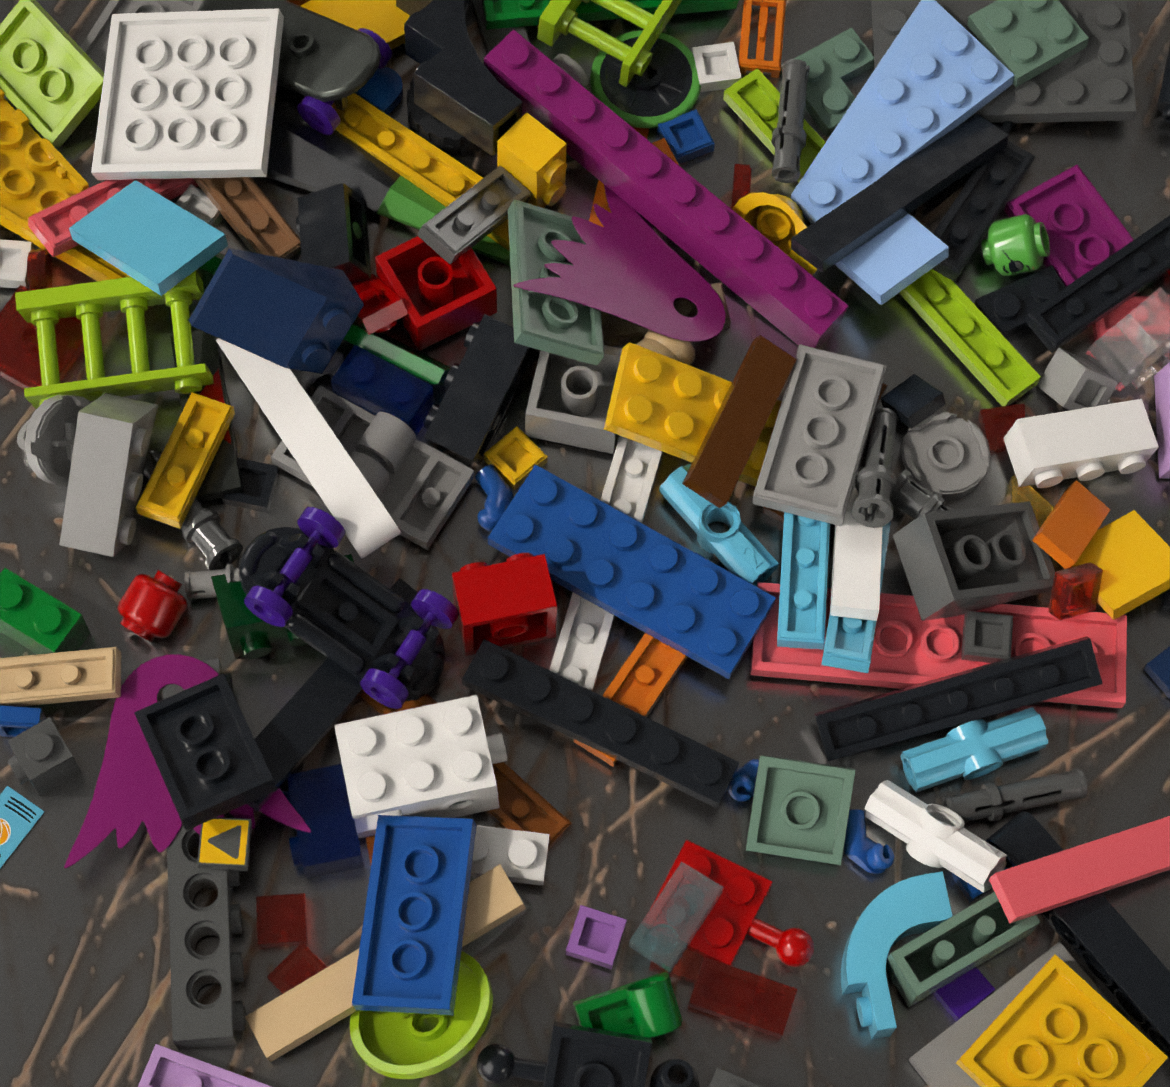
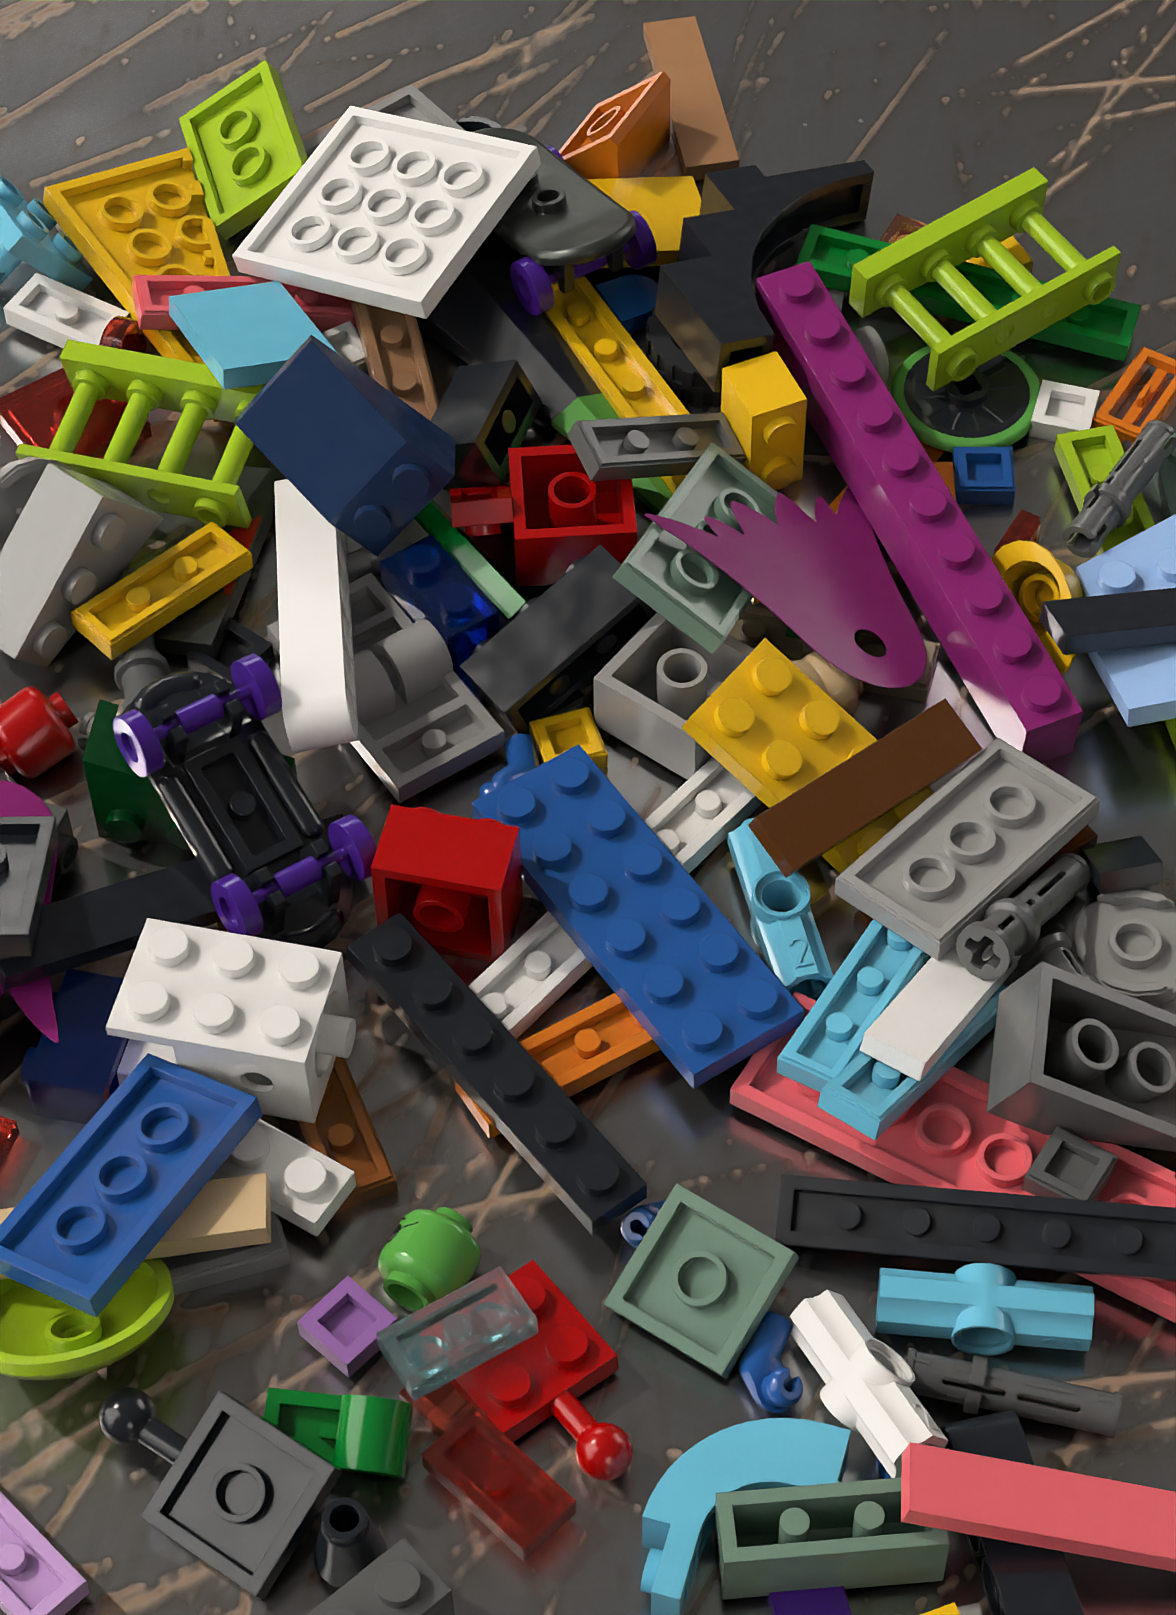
camera: 30 degrees right, 15 degrees down
(623, 869) = (428, 1257): none -> bright green head

